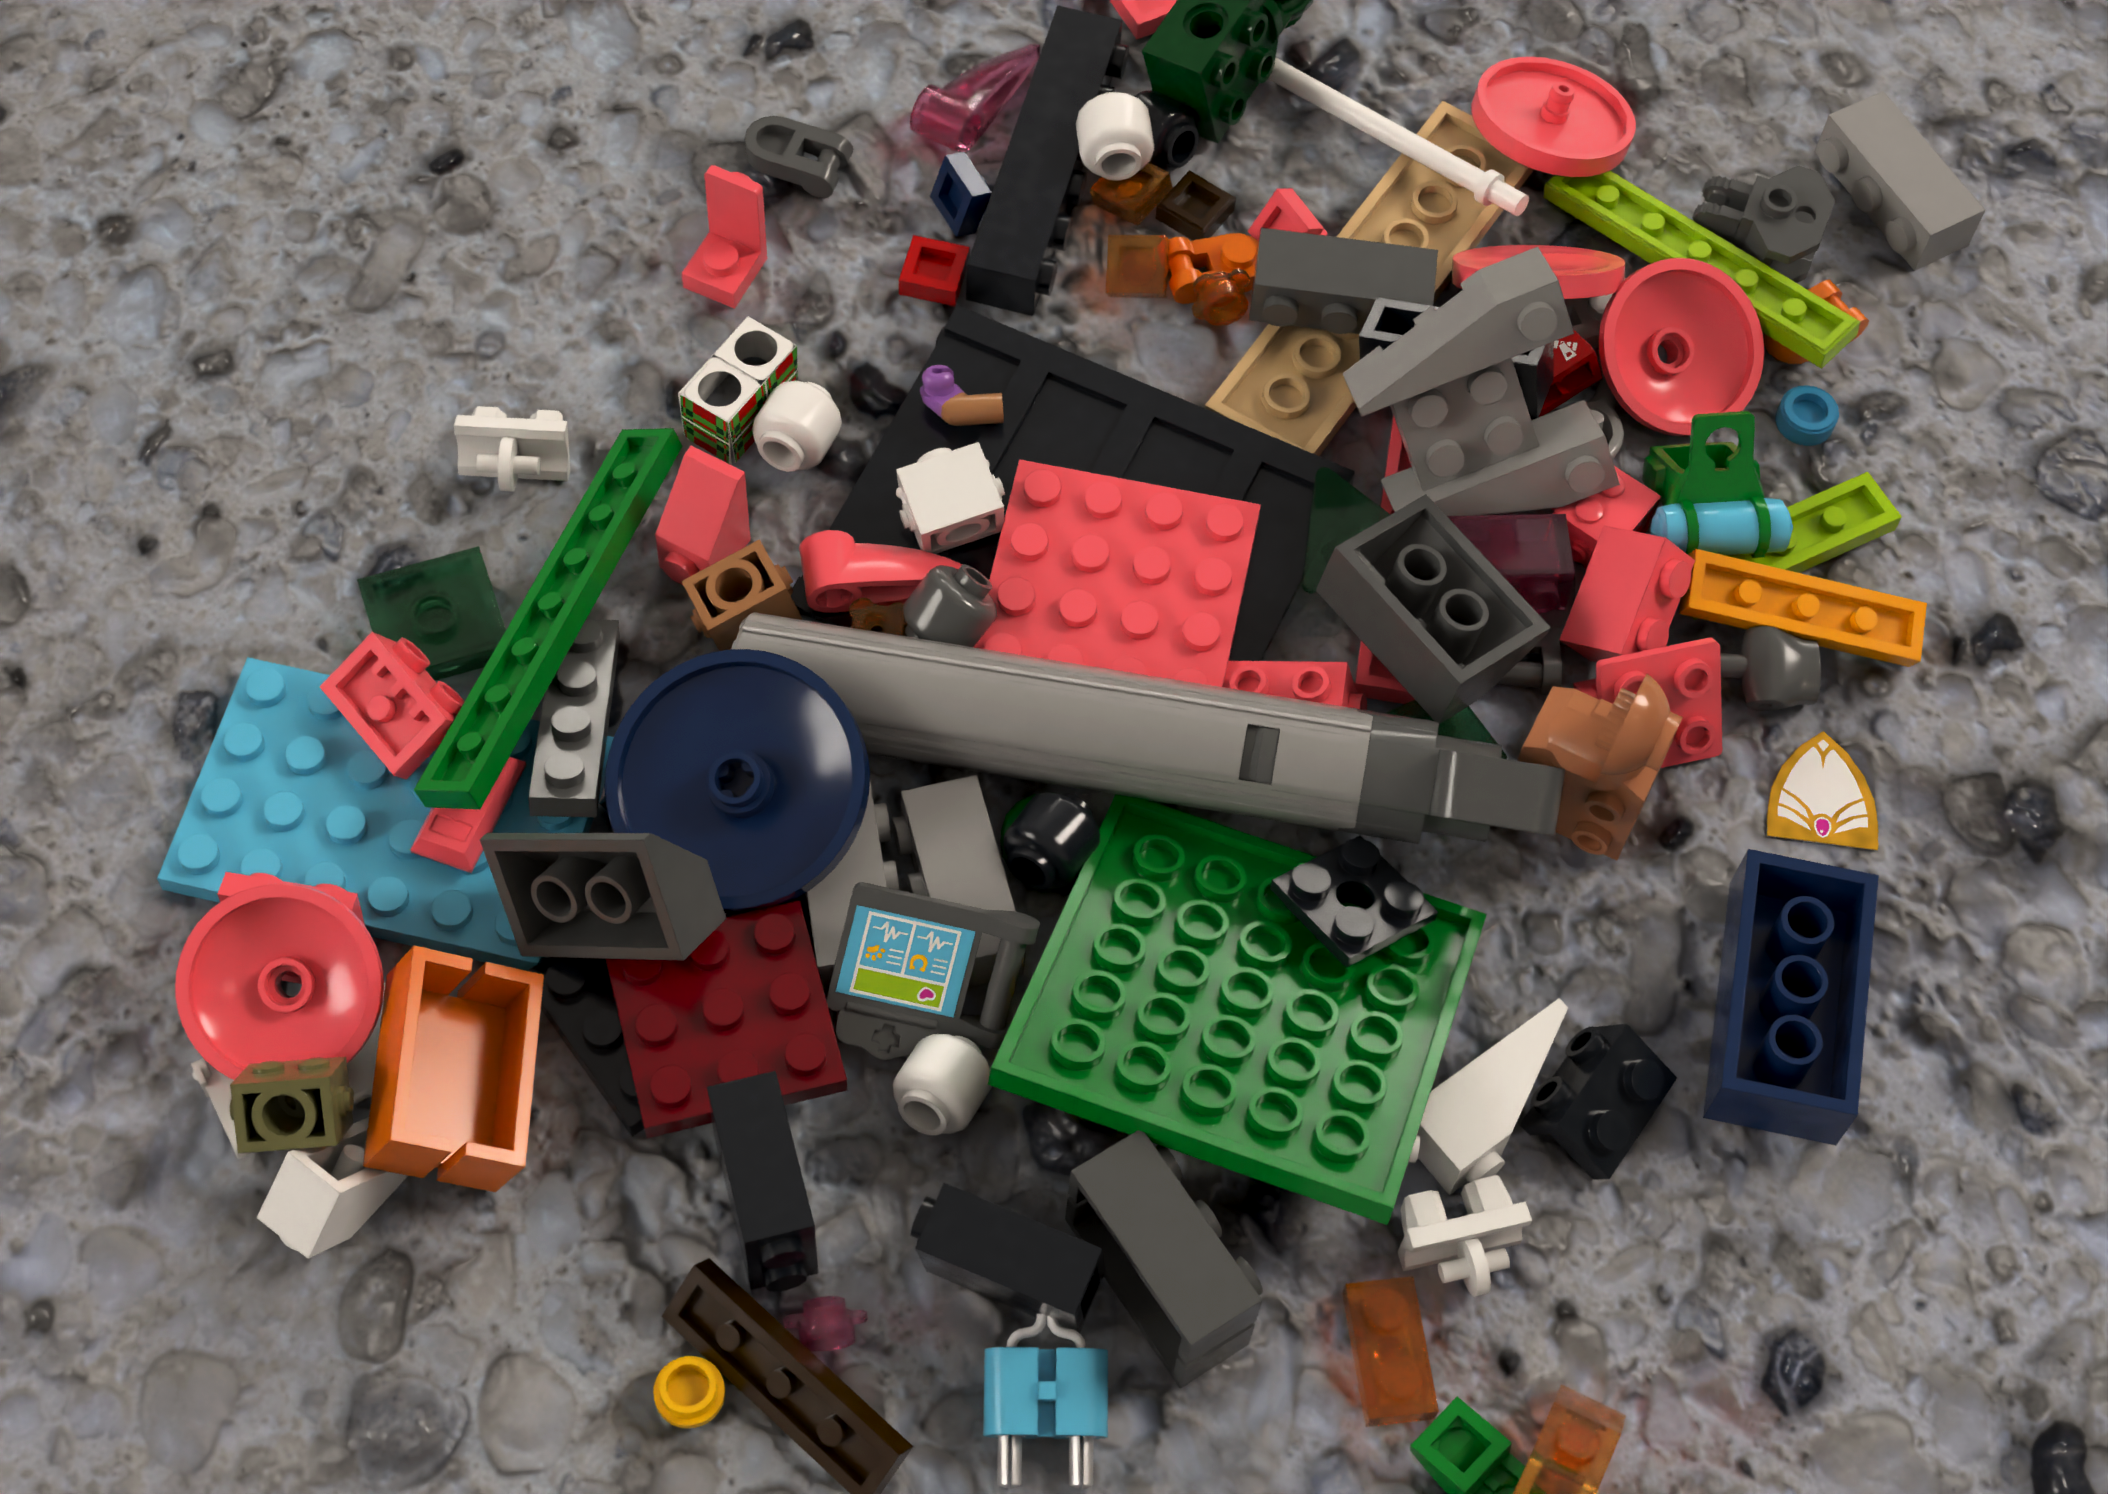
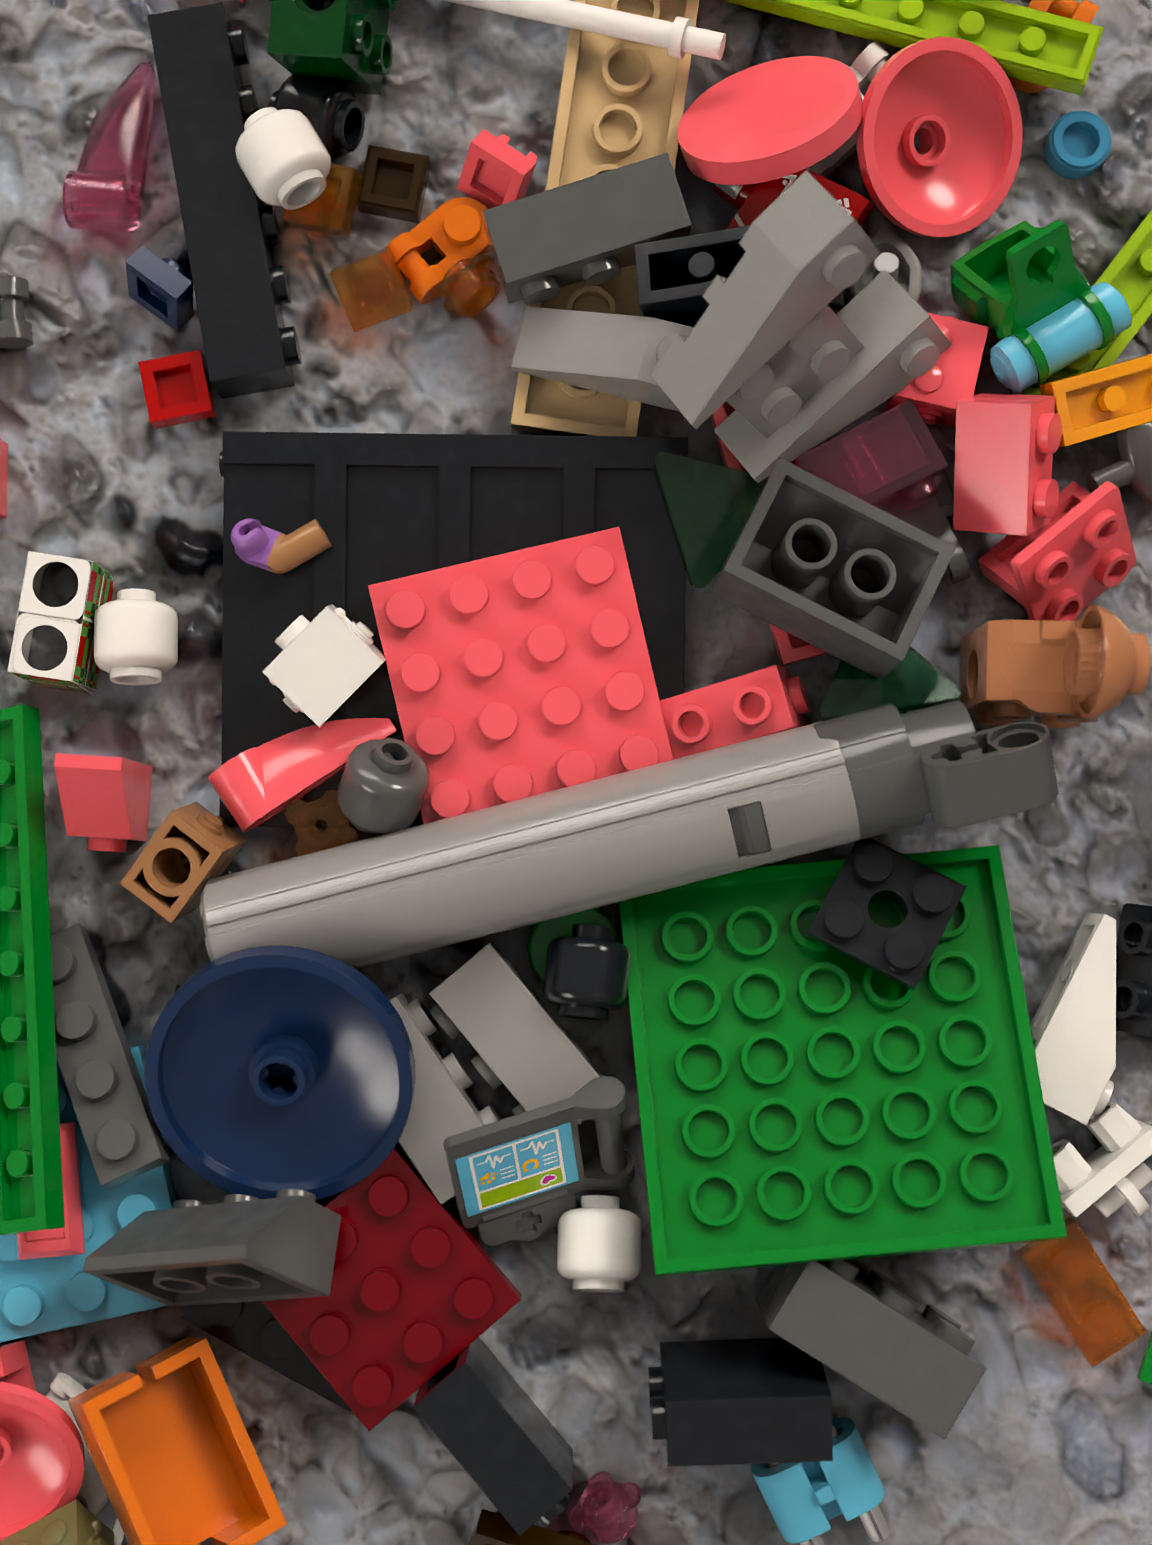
camera: 20 degrees left, 25 degrees up
(1310, 382) = (596, 351): none -> light grey slope

